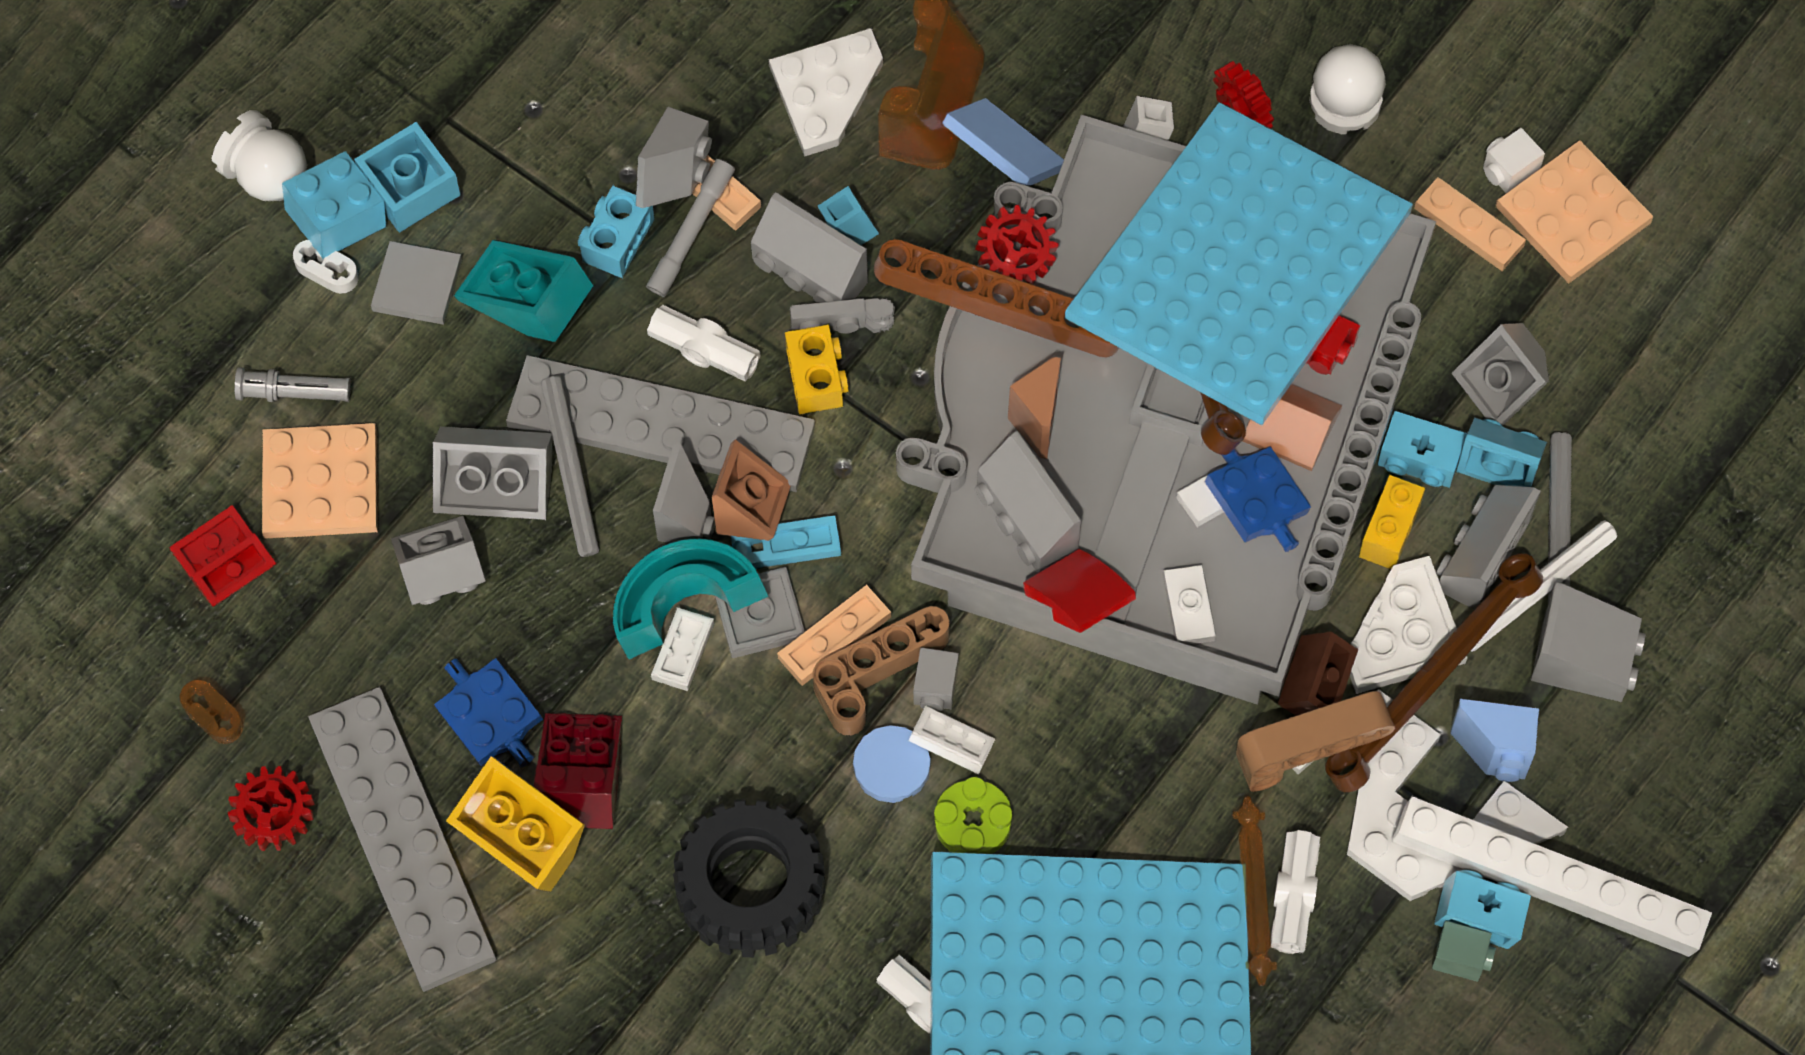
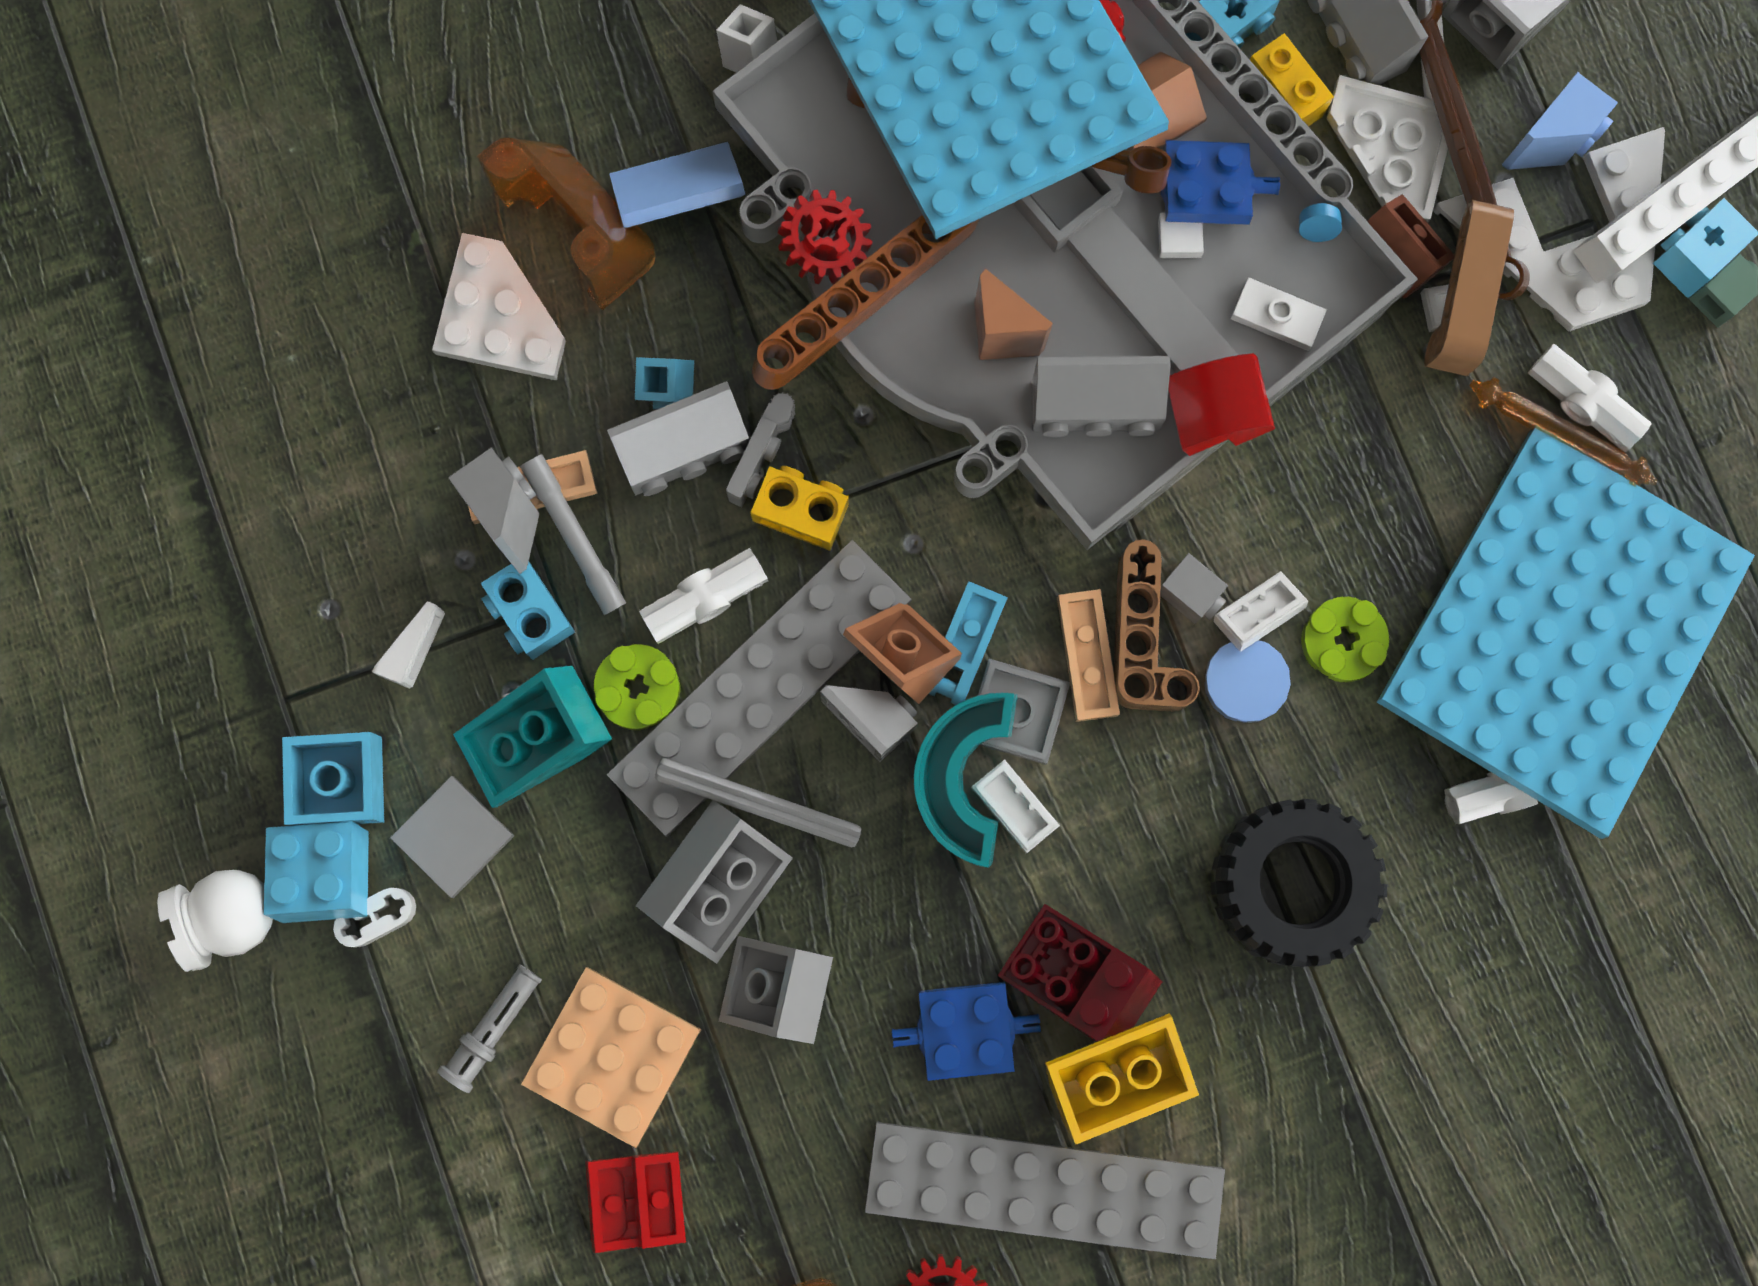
camera: 65 degrees left, 15 degrees up
(538, 173) = (408, 652): none -> white slope
(610, 320) = (614, 697): none -> lime plate
(1282, 592) = (1320, 222): none -> dark azure tile

